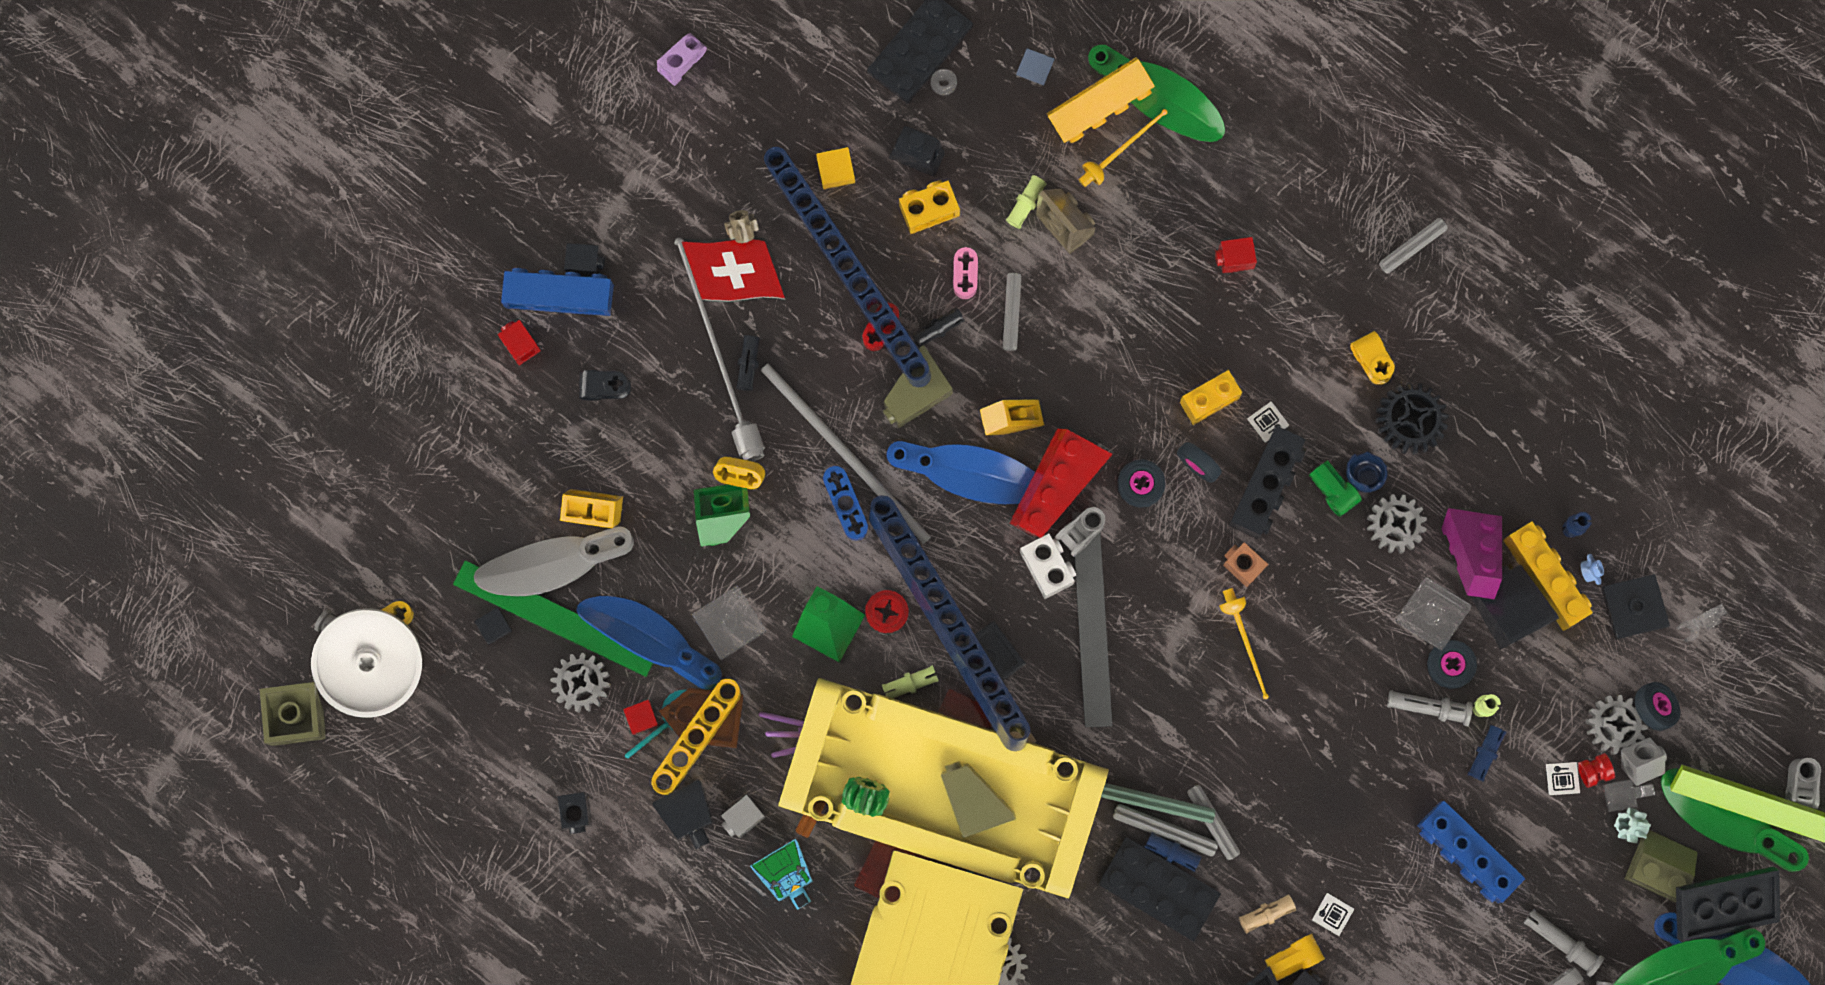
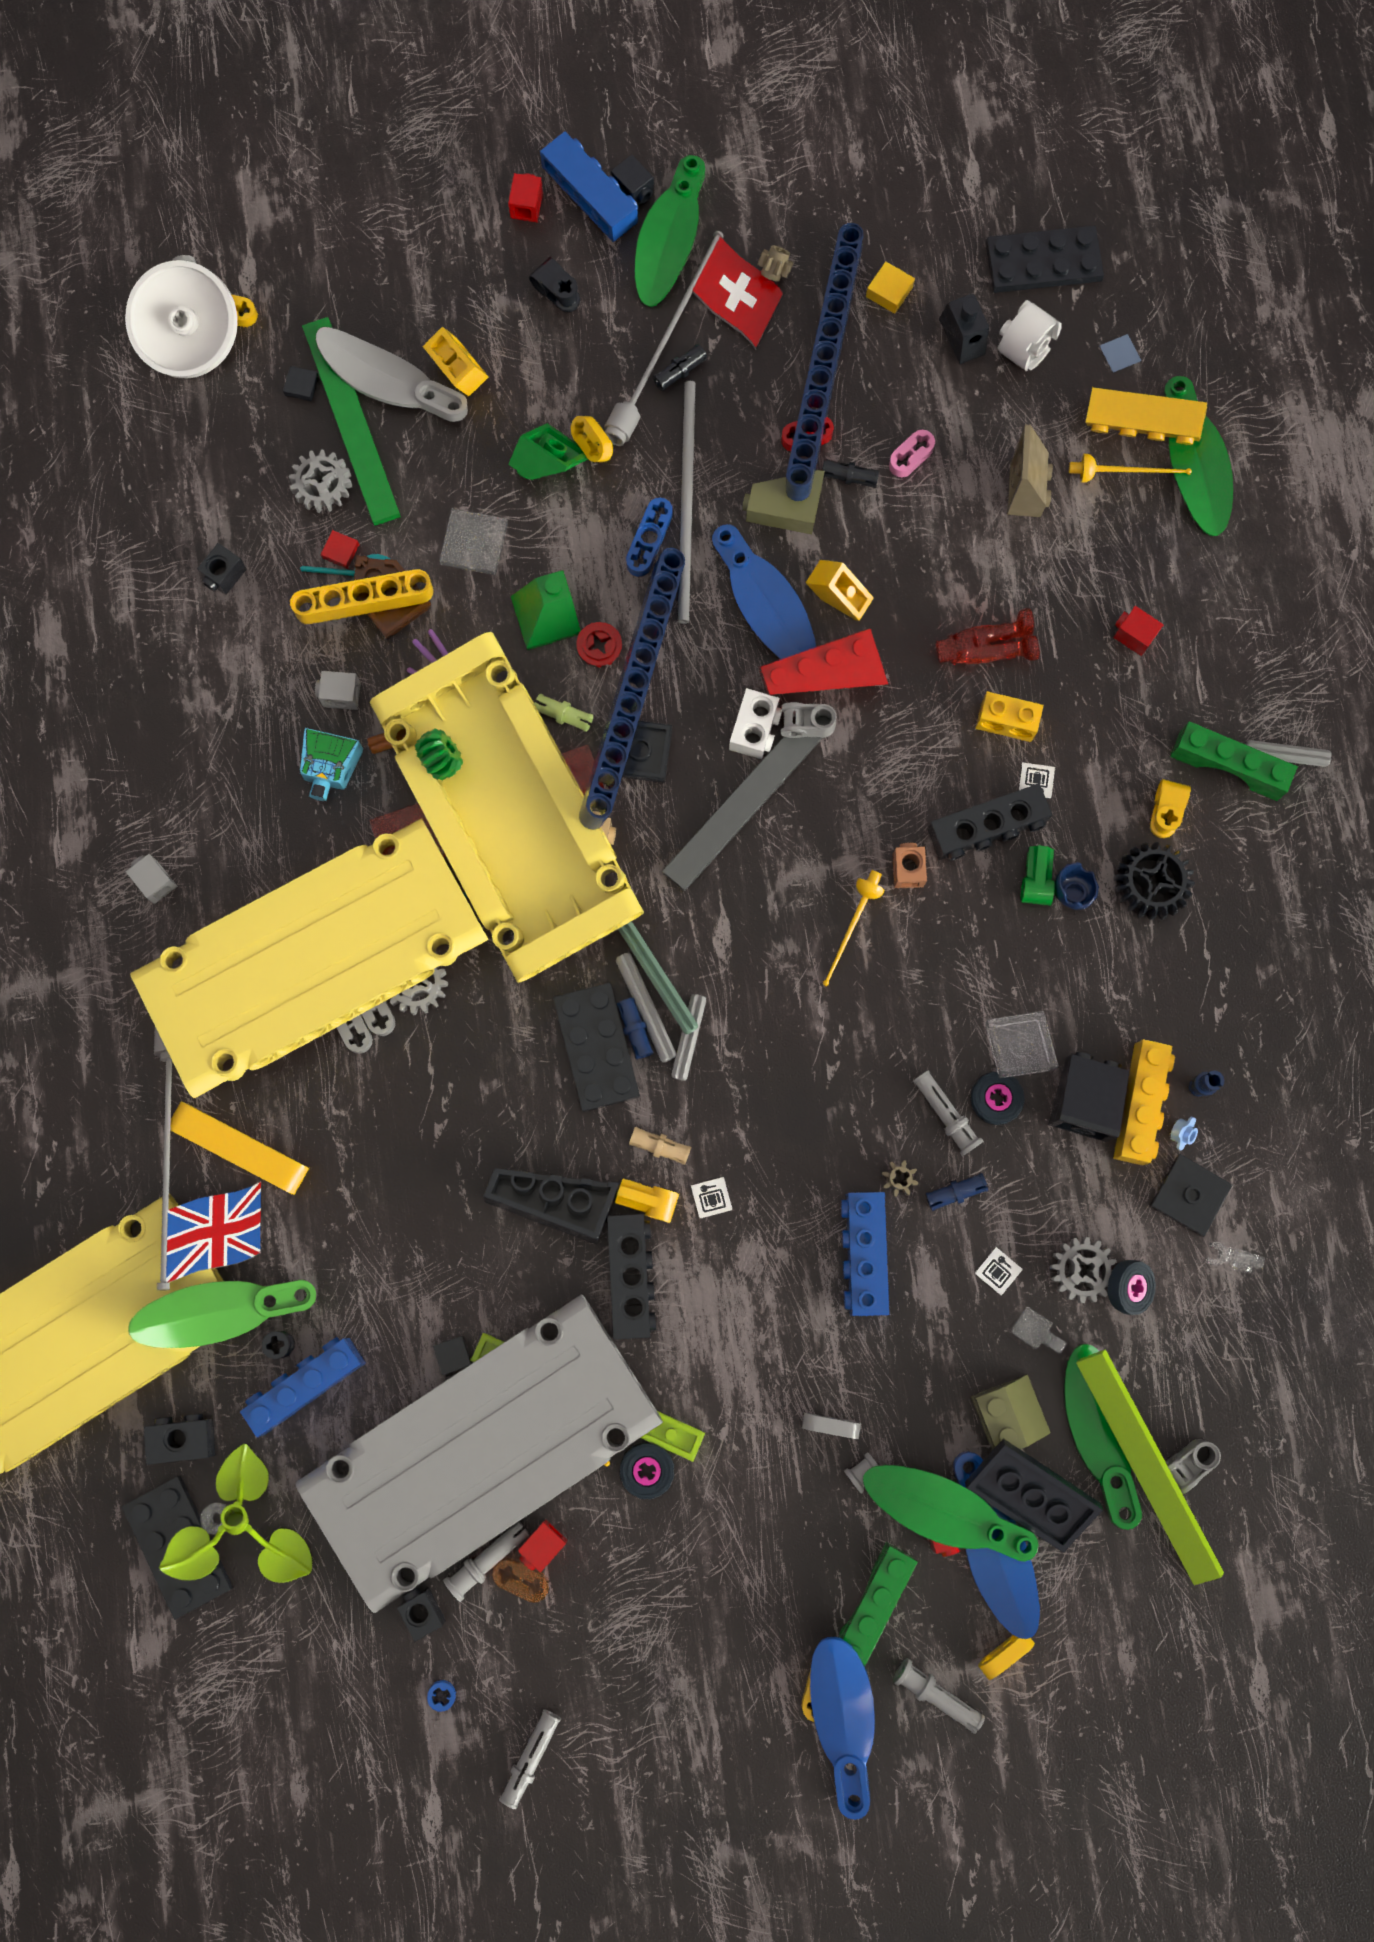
camera: 40 degrees right, 0 degrees up
(292, 714) = (90, 306): olive slope -> none
(645, 273) = (669, 233): none -> green plant
(648, 637) = (403, 494): blue plant -> none
(680, 58) = (854, 103): lavender leg -> none
(687, 813) = (301, 648): black torso -> none
(932, 213) = (929, 385): yellow brick -> none
(940, 75) = (1041, 293): clear plate -> none
(968, 117) = (1028, 336): none -> white brick
(973, 800) = (518, 836): olive slope -> none
(1012, 311) = (918, 514): light grey axle -> none
(1026, 202) = (1004, 444): yellowish green pin -> none
(1139, 371) = (973, 645): none -> clear red piece
(1145, 496) = (897, 720): black bush -> none
(1199, 462) = (950, 755): black bush -> none
(1373, 289) = (1261, 771): none -> green arch
(1401, 533) = (1073, 951): light grey gear -> none
(1436, 785) = (900, 1170): none -> dark tan gear
(1477, 547) = (1104, 1024): magenta wedge -> none
(1486, 705) = (997, 1147): yellowish green pin -> none
(1574, 950) = (873, 1410): light grey pin -> none
(1596, 770) = (1031, 1289): red wheel -> none
(1632, 825) = (1017, 1359): light aqua gear -> none
(1643, 761) = (1077, 1318): light grey brick -> none

